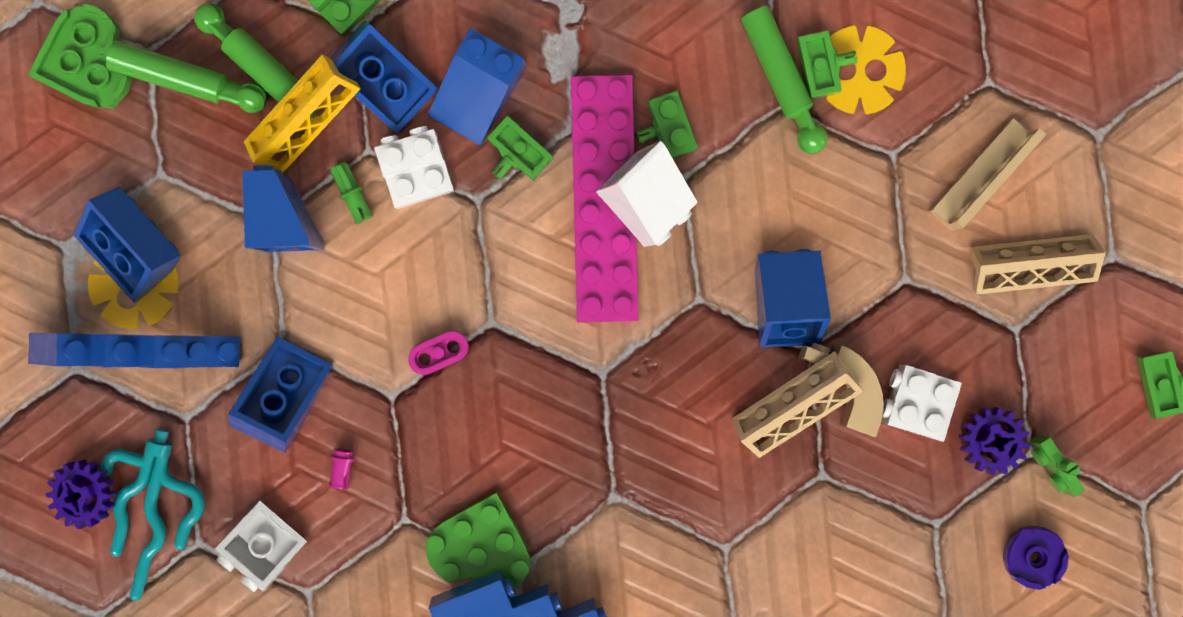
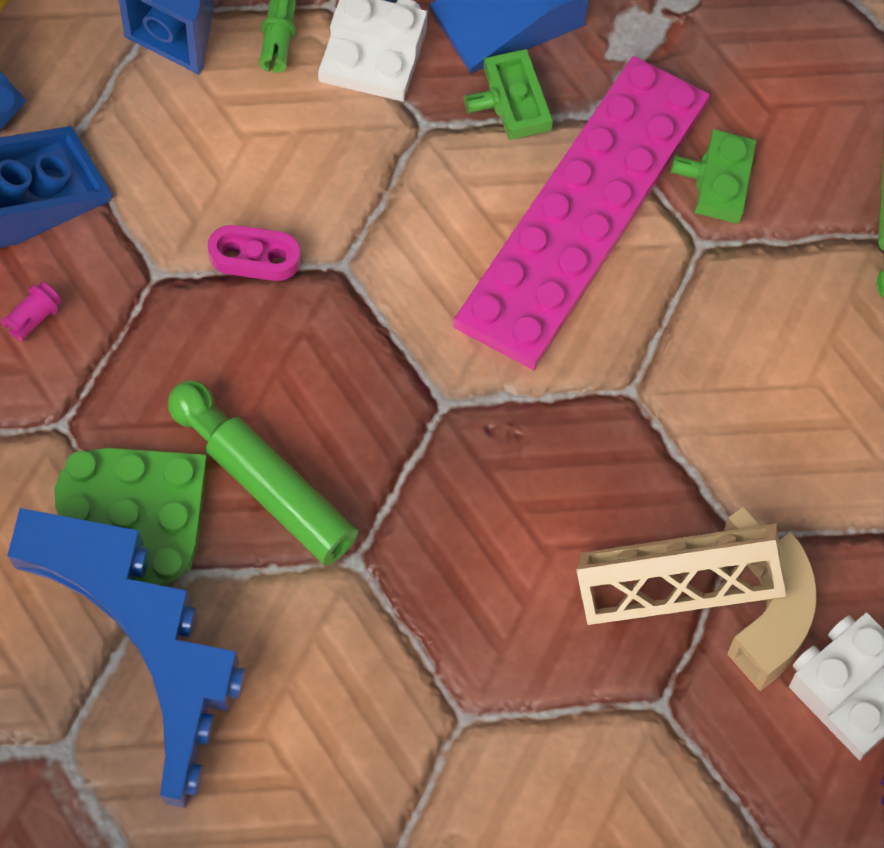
camera: 25 degrees right, 25 degrees down
(532, 484) = (264, 473): none -> bright green piece
(649, 195) = (646, 210): white slope -> none
(791, 298) = (752, 445): blue slope -> none

